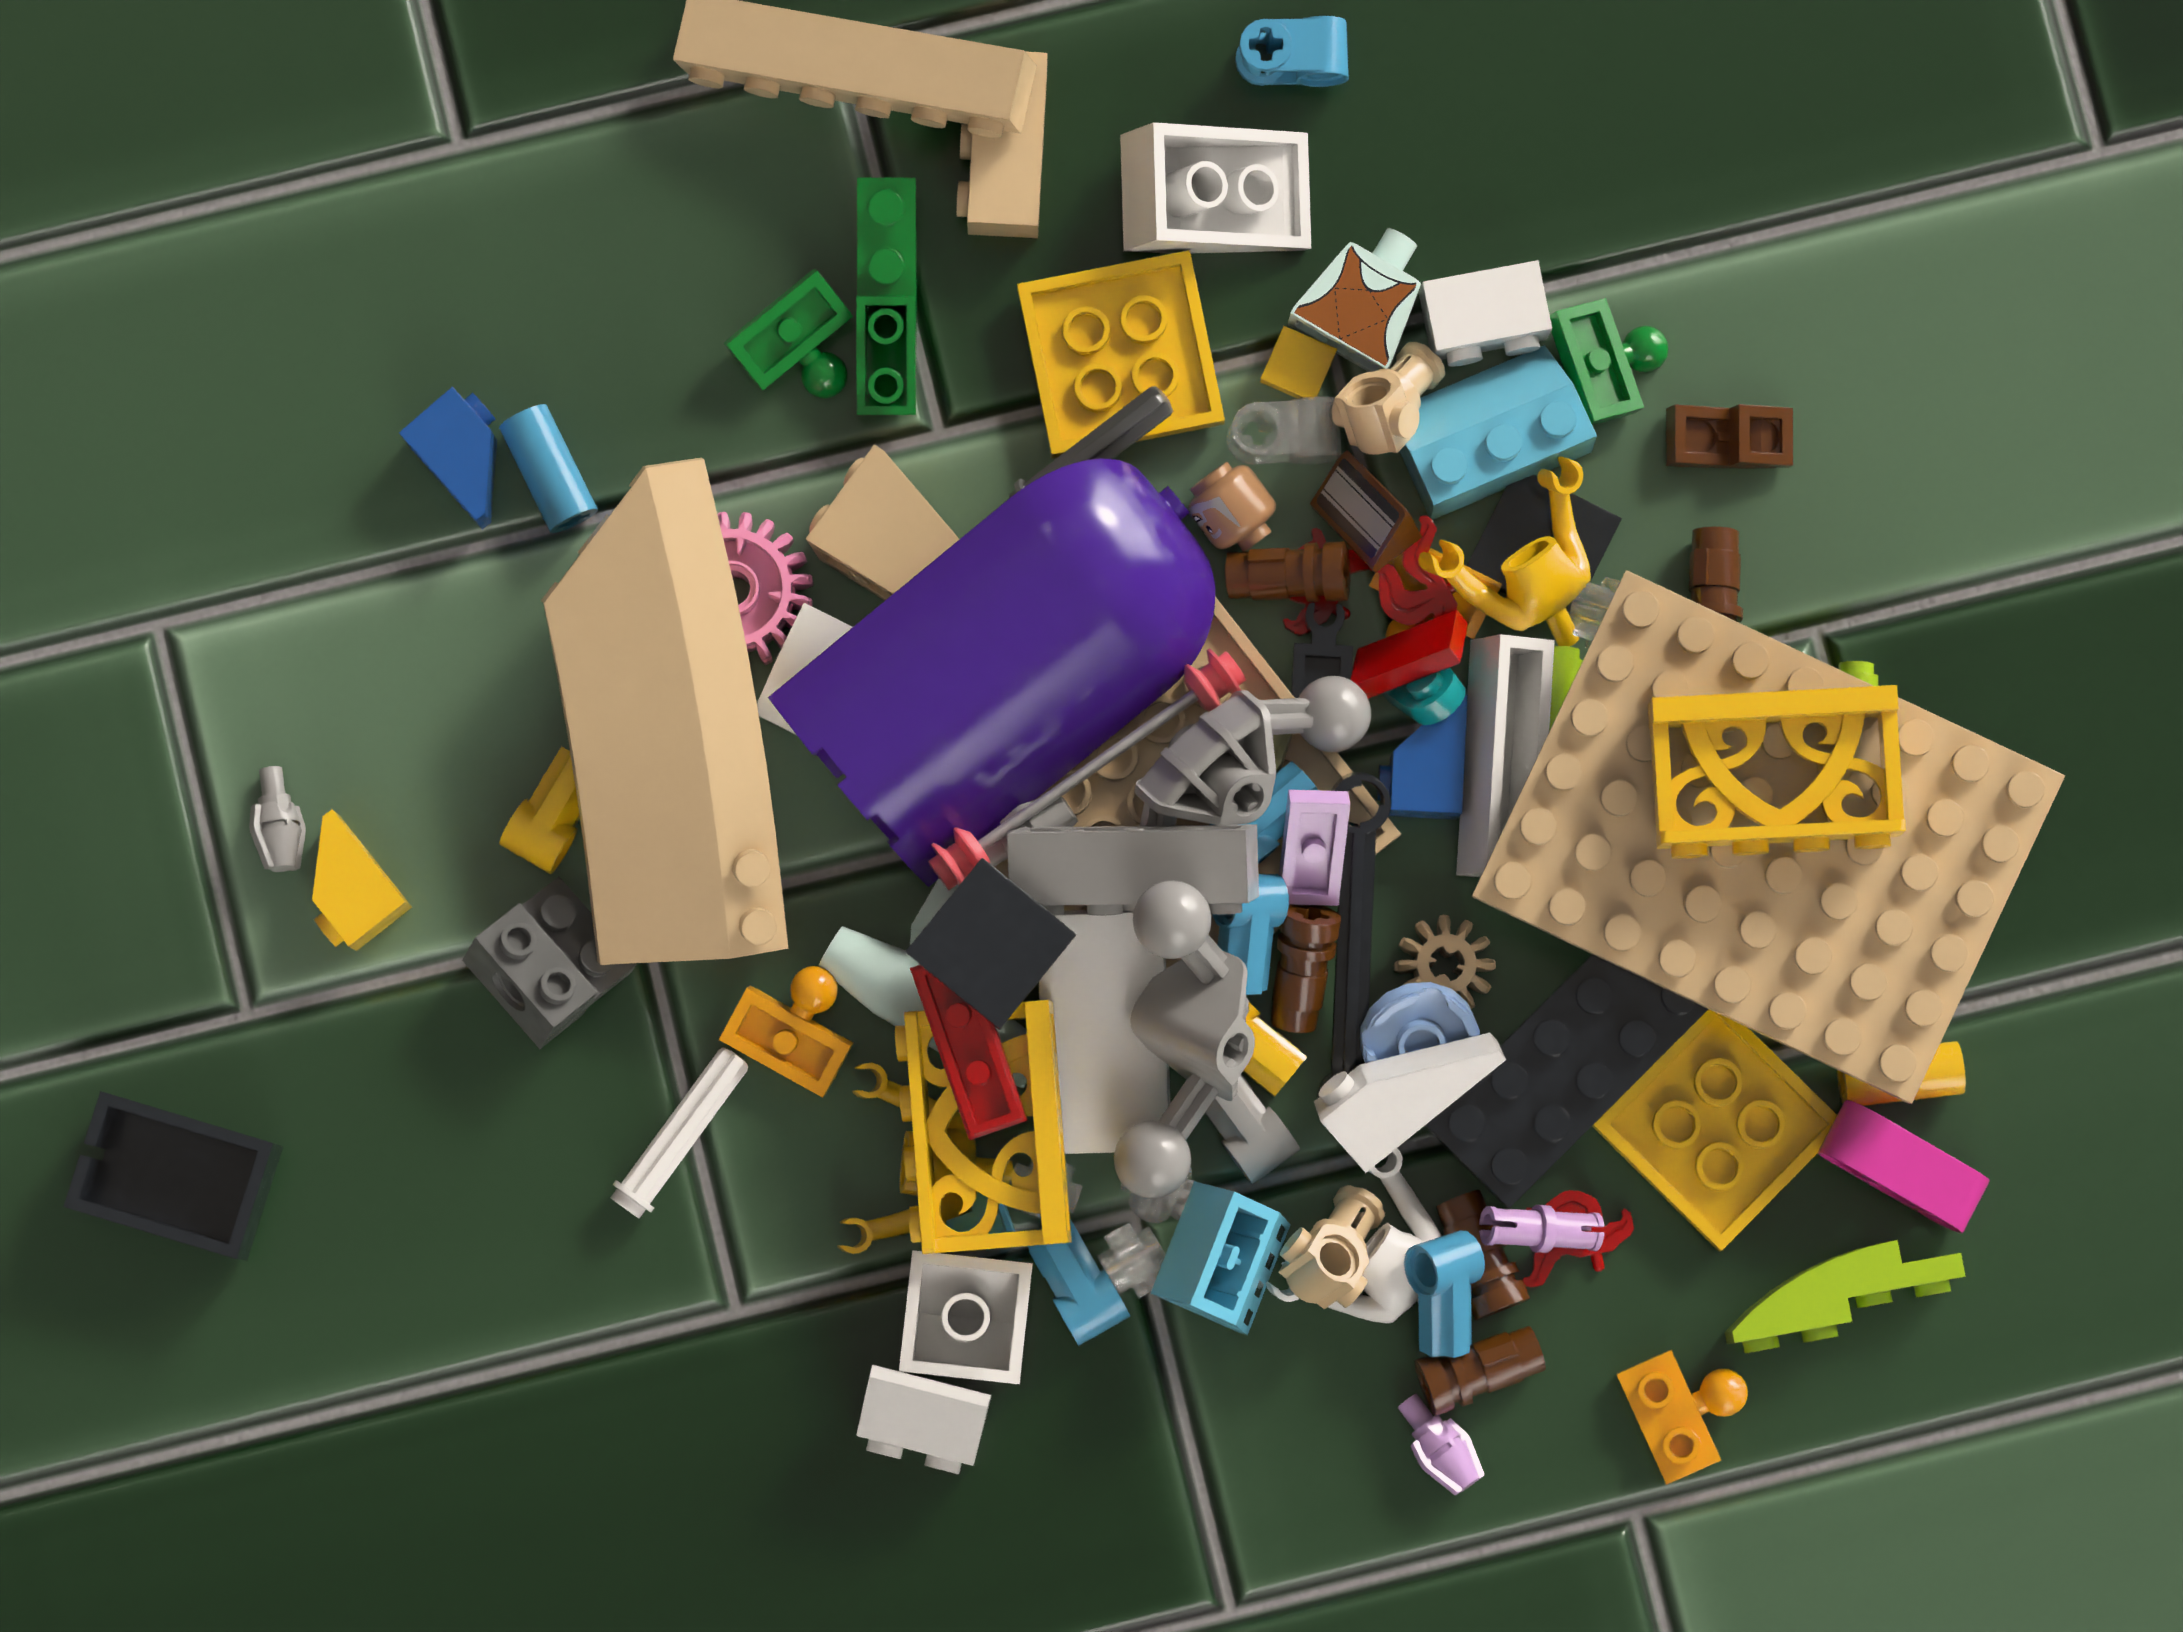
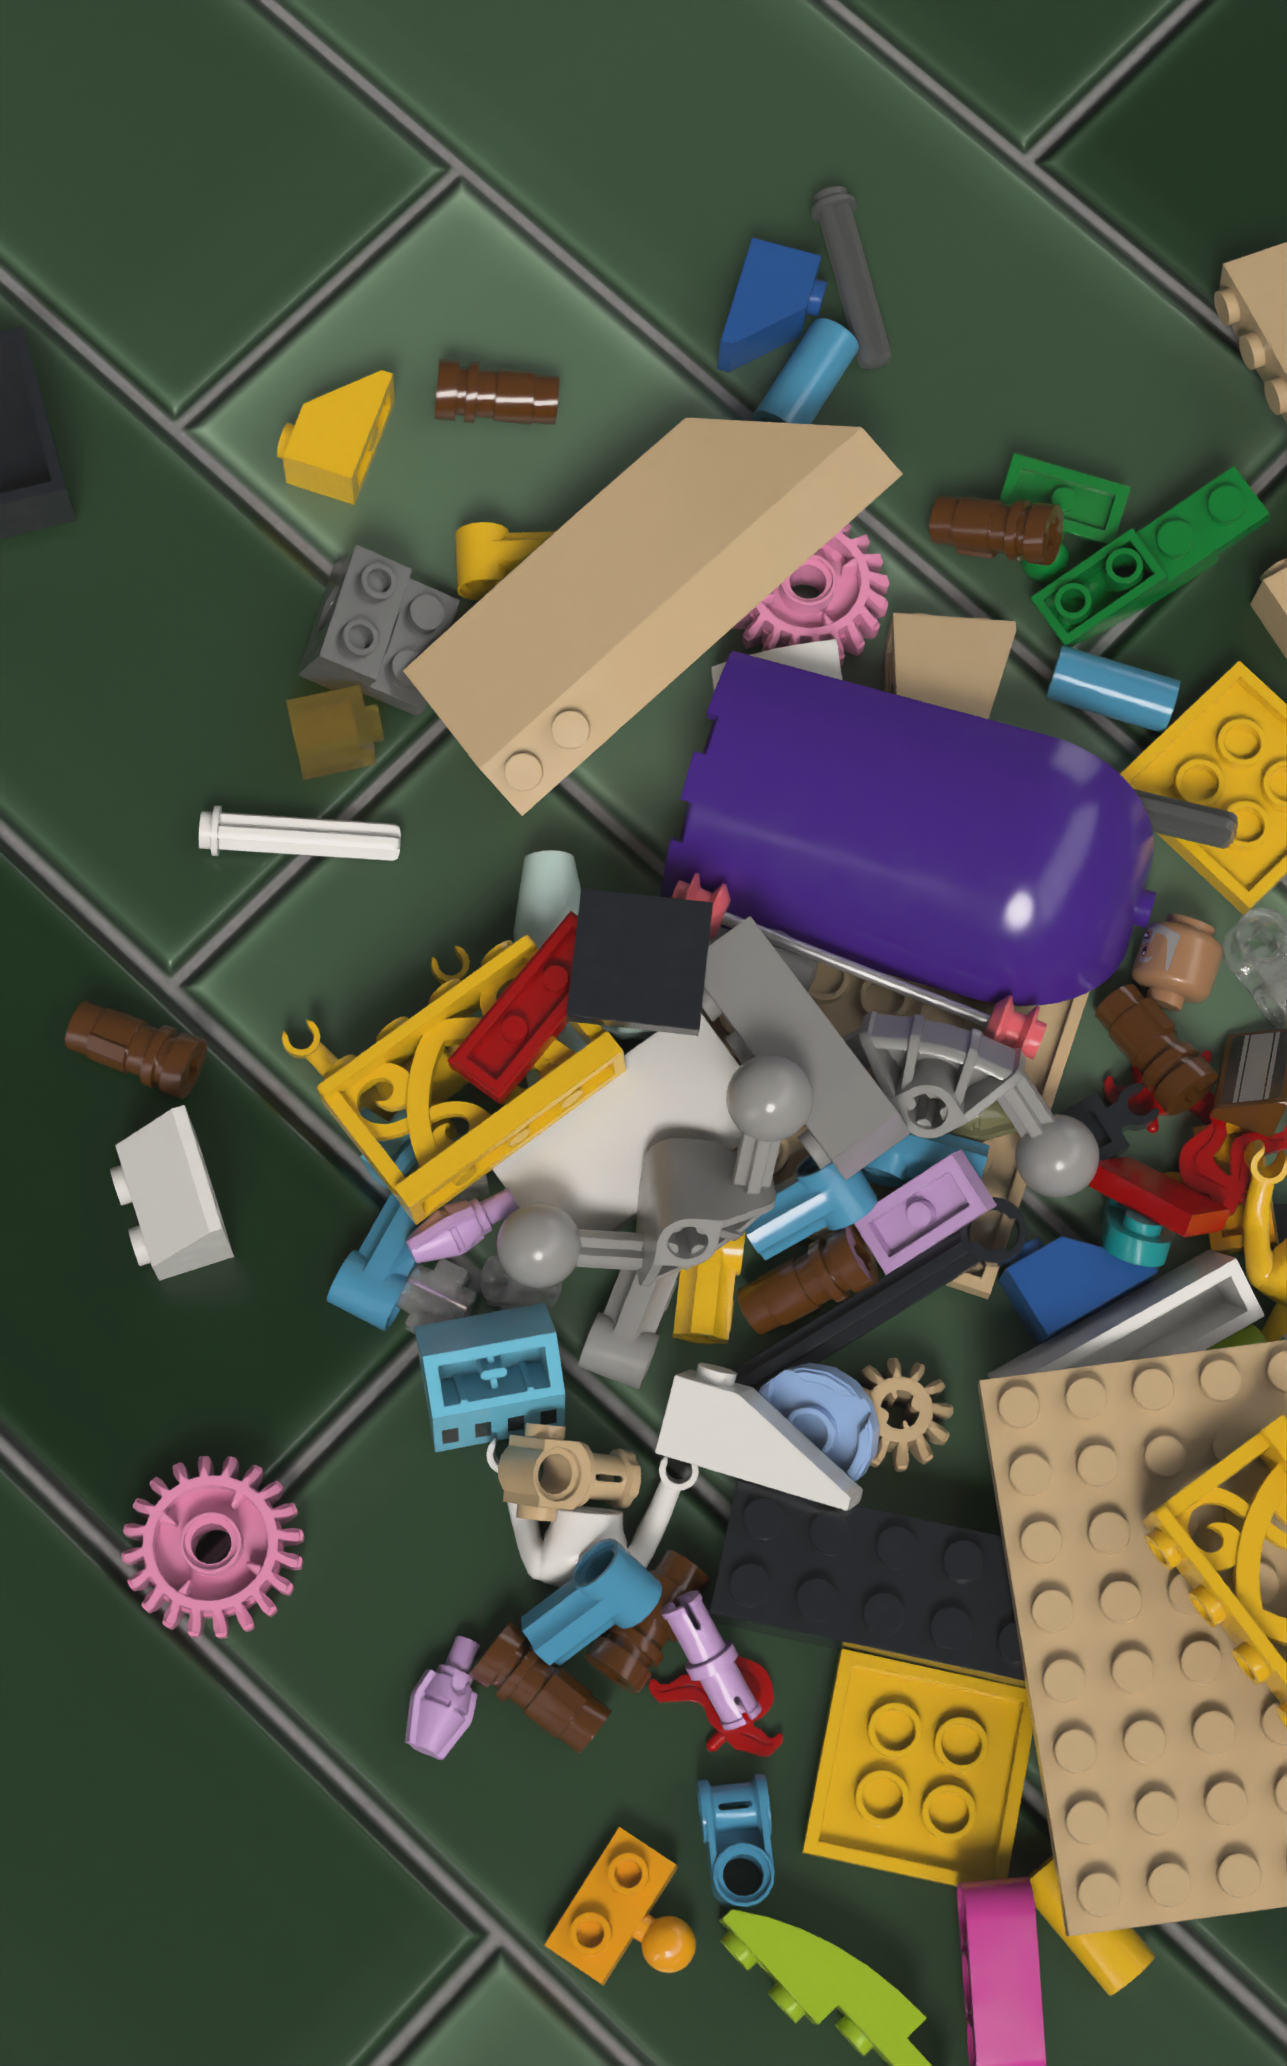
camera: 55 degrees right, 10 degrees down
(277, 824) = (352, 350): light grey piece -> none
(395, 732) = (495, 394): none -> reddish brown axle
(476, 365) = (834, 212): none -> dark grey axle
(611, 1049) = (334, 731): none -> clear yellow brick
(777, 405) = (989, 526): none -> reddish brown axle
(778, 1370) = (137, 1048): none -> reddish brown axle
(787, 1036) = (444, 873): light orange plate -> none
(965, 1317) = (286, 1177): white slope -> none
(974, 400) = (1113, 689): none -> dark azure piece
(1092, 1209) = (458, 1227): none -> lavender piece
(1253, 1557) = (221, 1587): none -> bright pink gear
(1678, 1290) = (737, 1835): none -> dark azure piece

